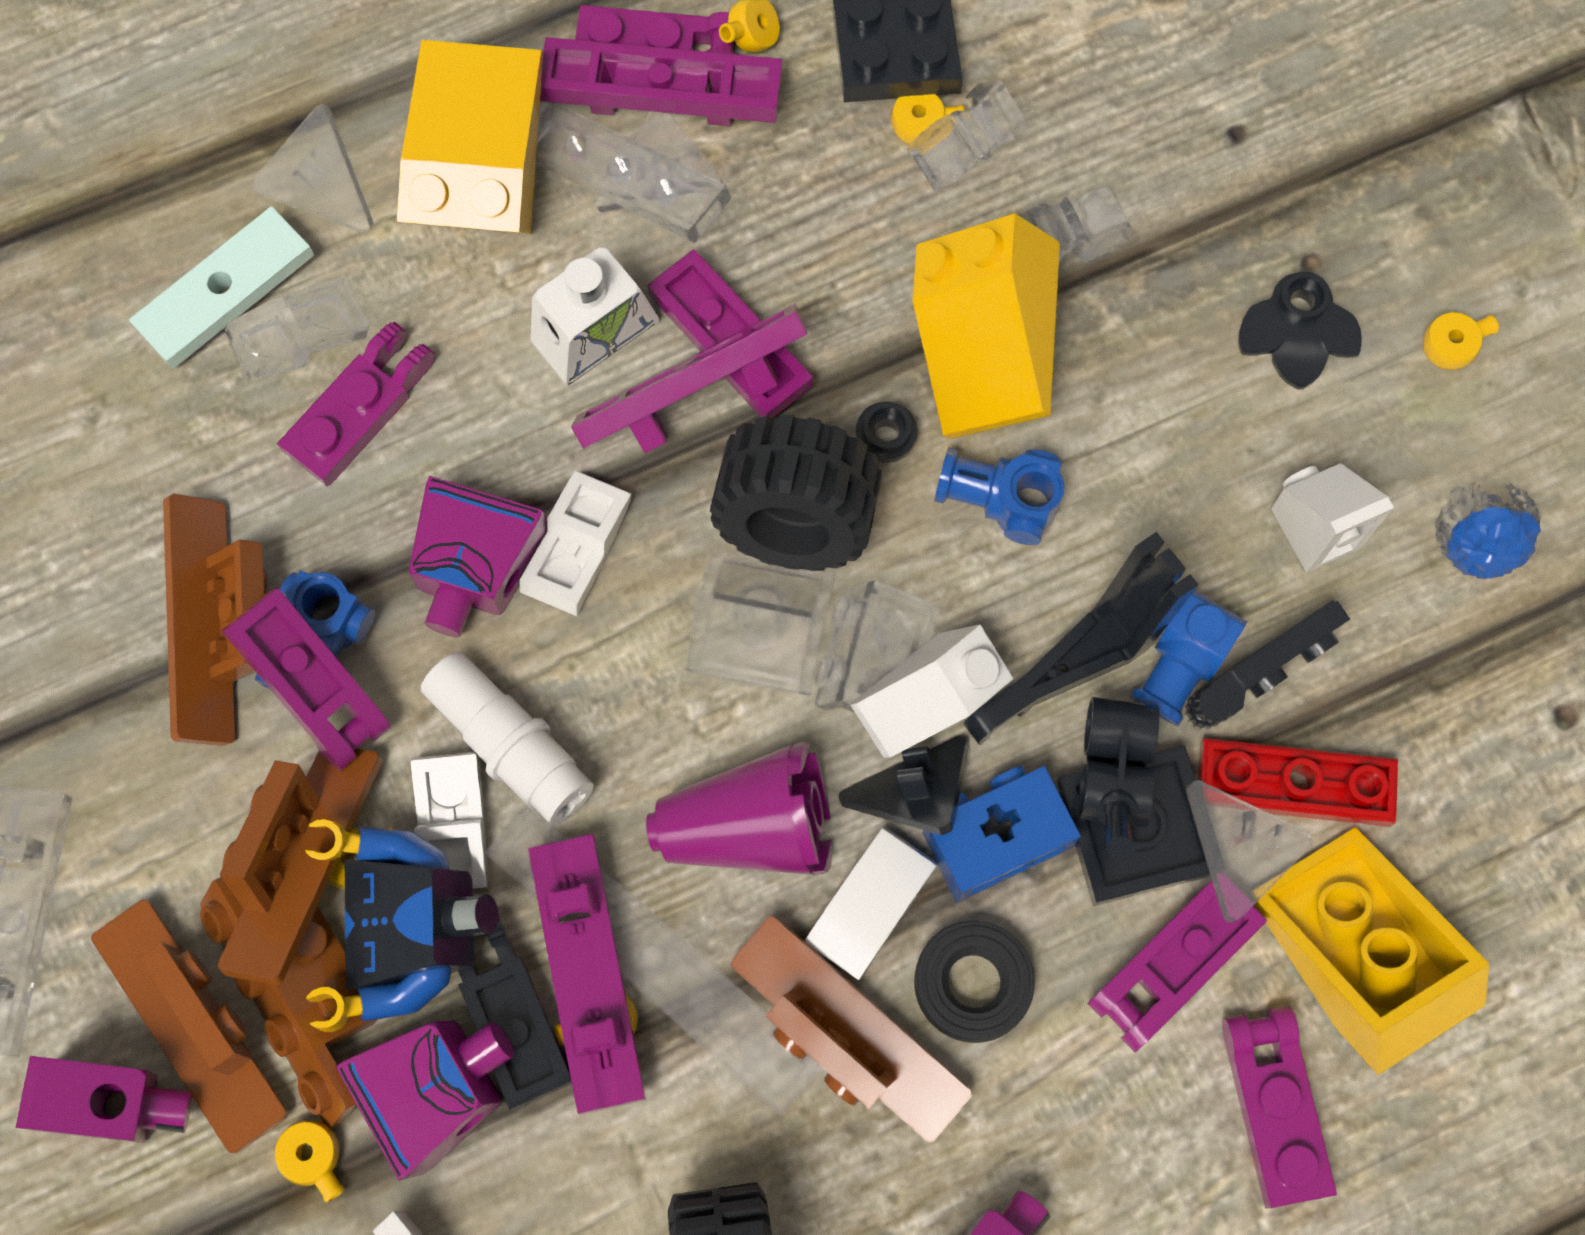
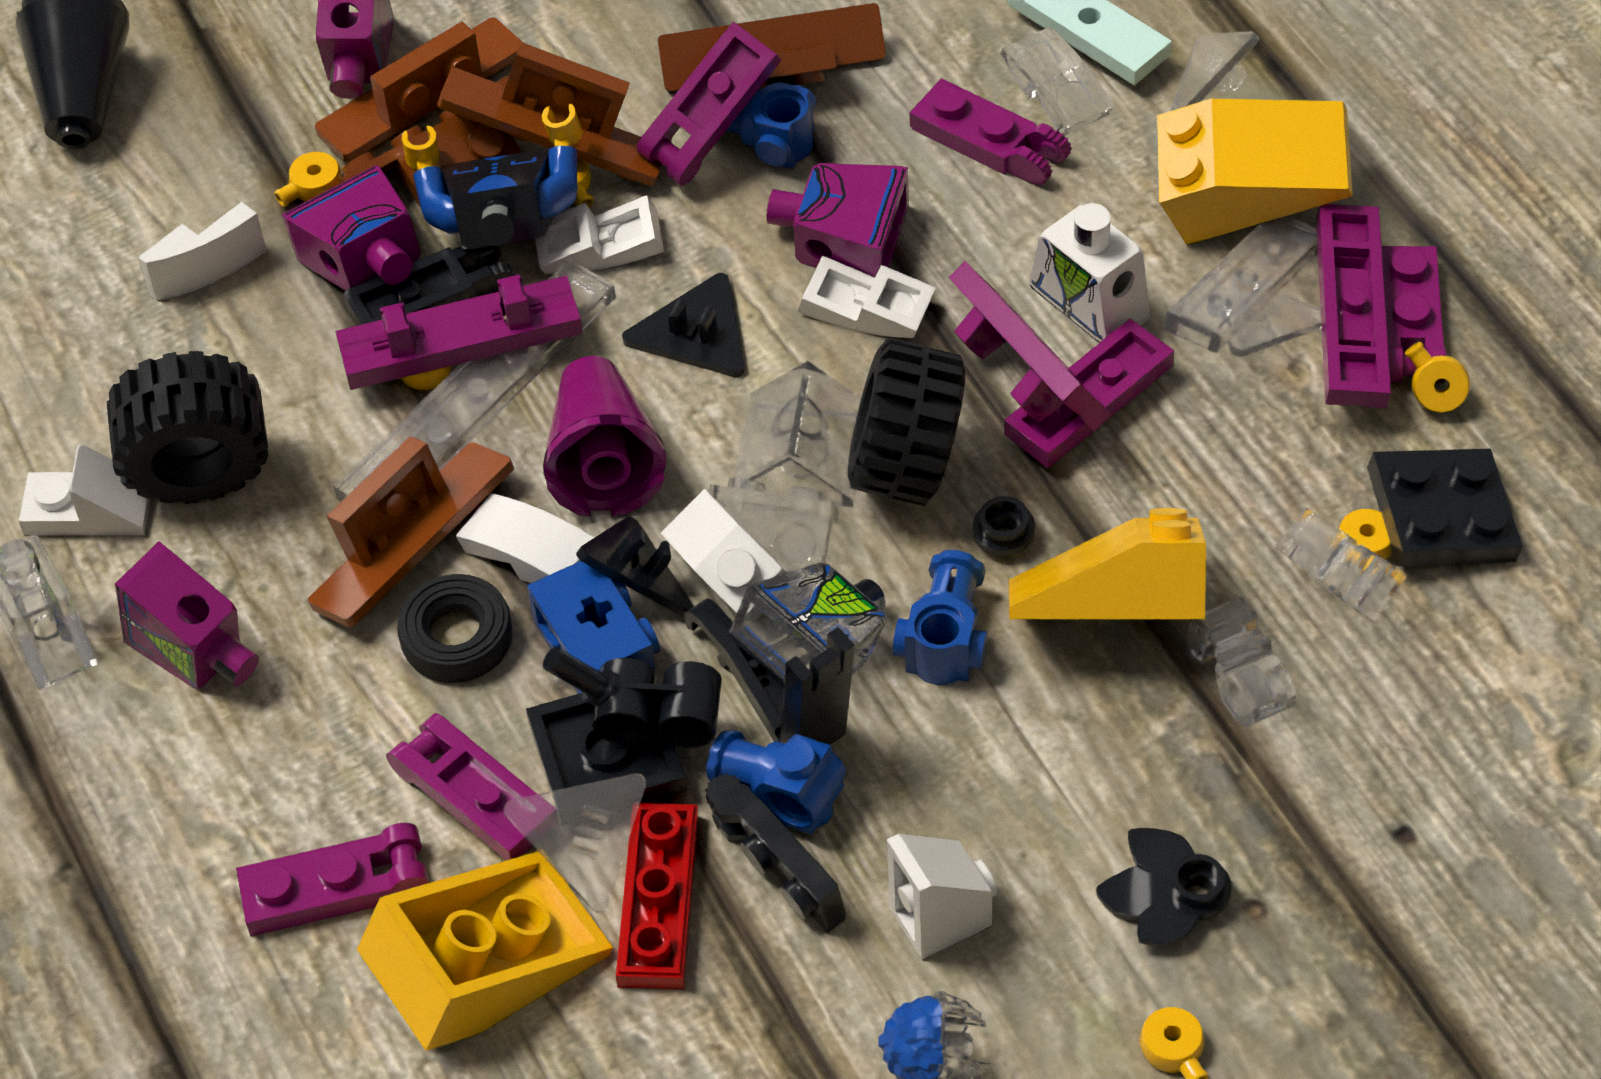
camera: 90 degrees right, 20 degrees down
(507, 739) = (669, 259): white piece -> none
(589, 718) = (694, 329): none -> black piece
(1027, 604) = (800, 608): none -> clear torso

